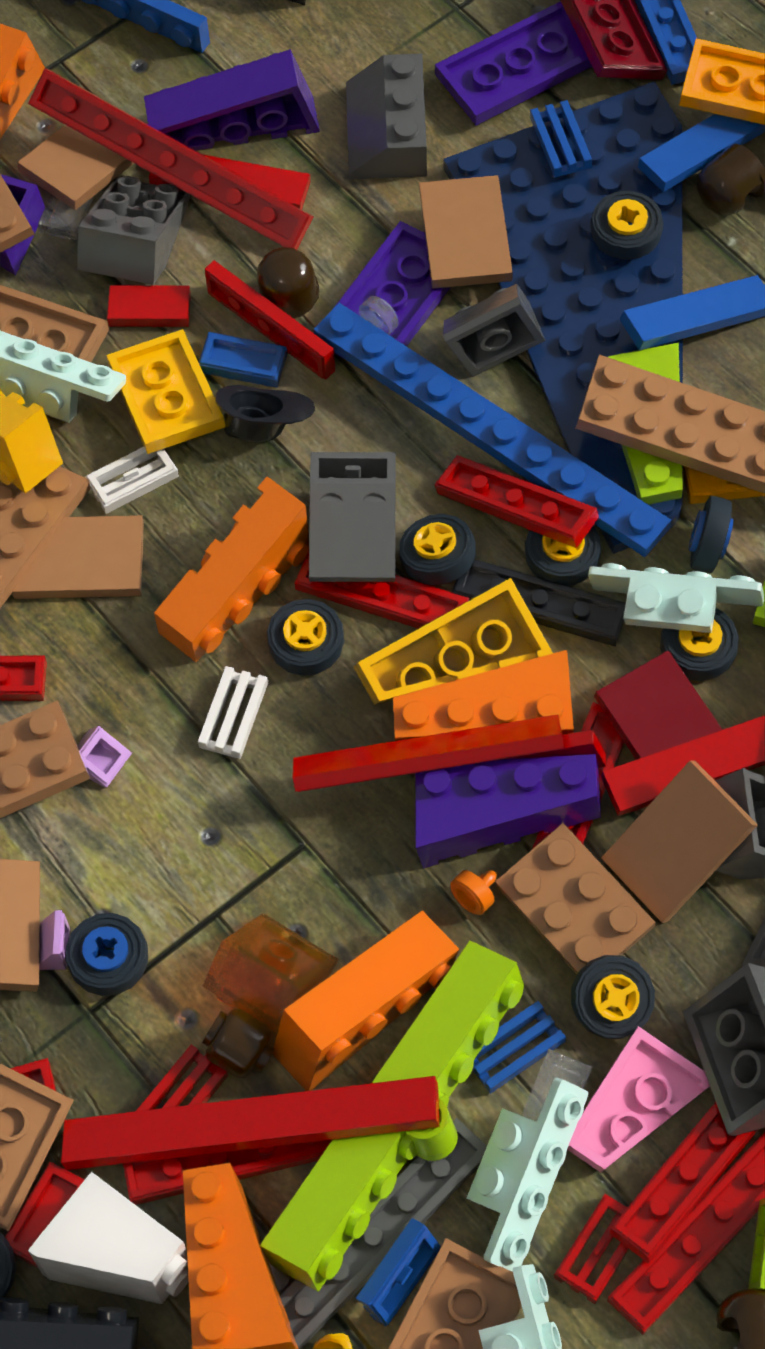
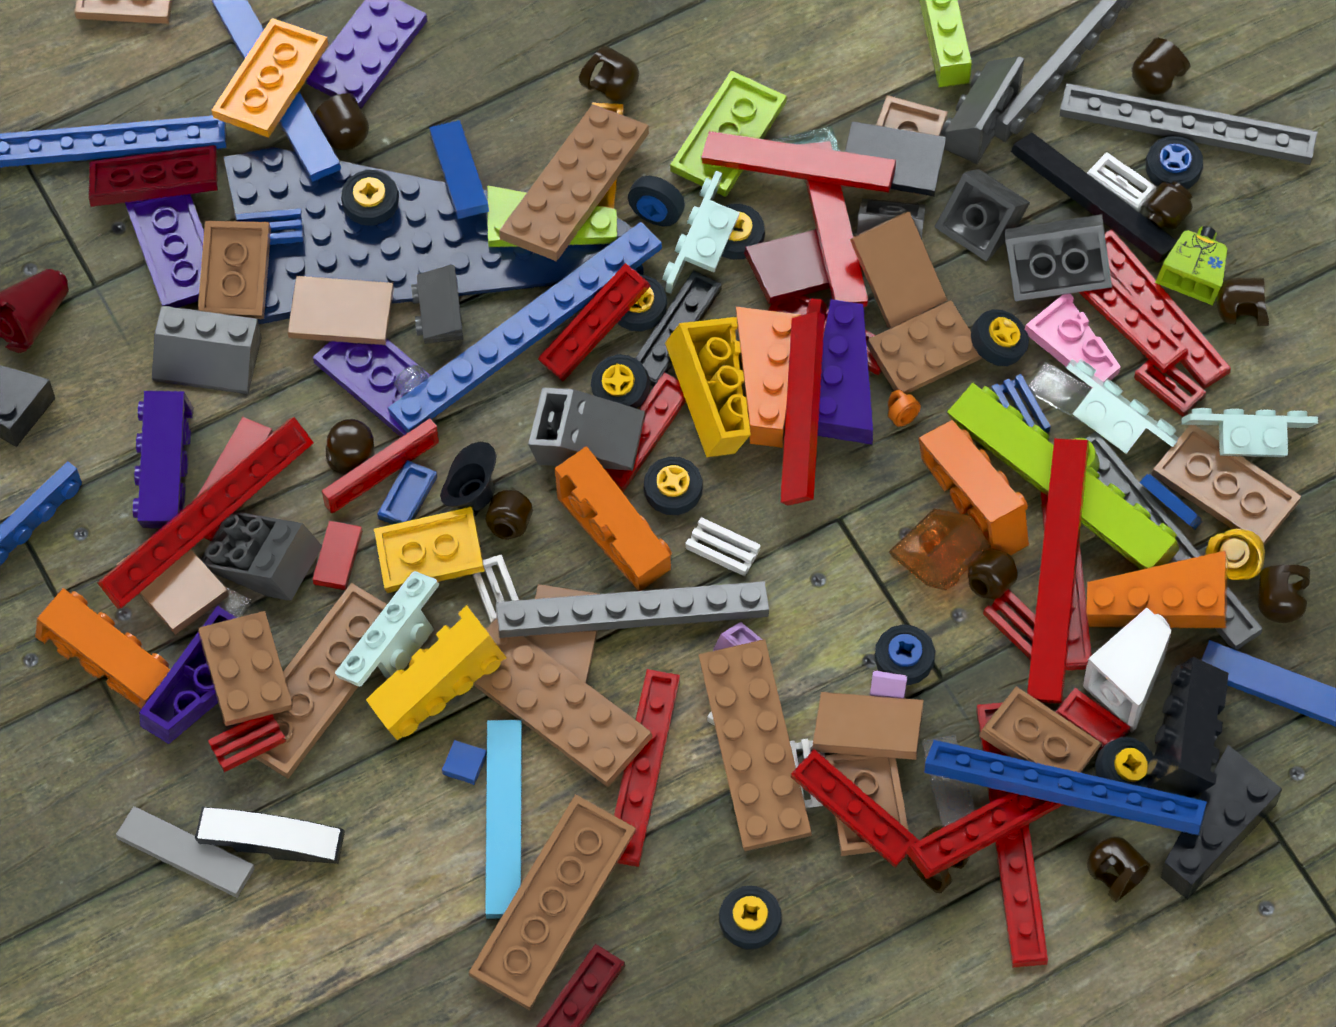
camera: 80 degrees left, 0 degrees up
(119, 625) = (632, 609): none -> plate
(228, 463) = (509, 514): none -> dark brown head
(488, 111) = (234, 268): none -> medium nougat plate

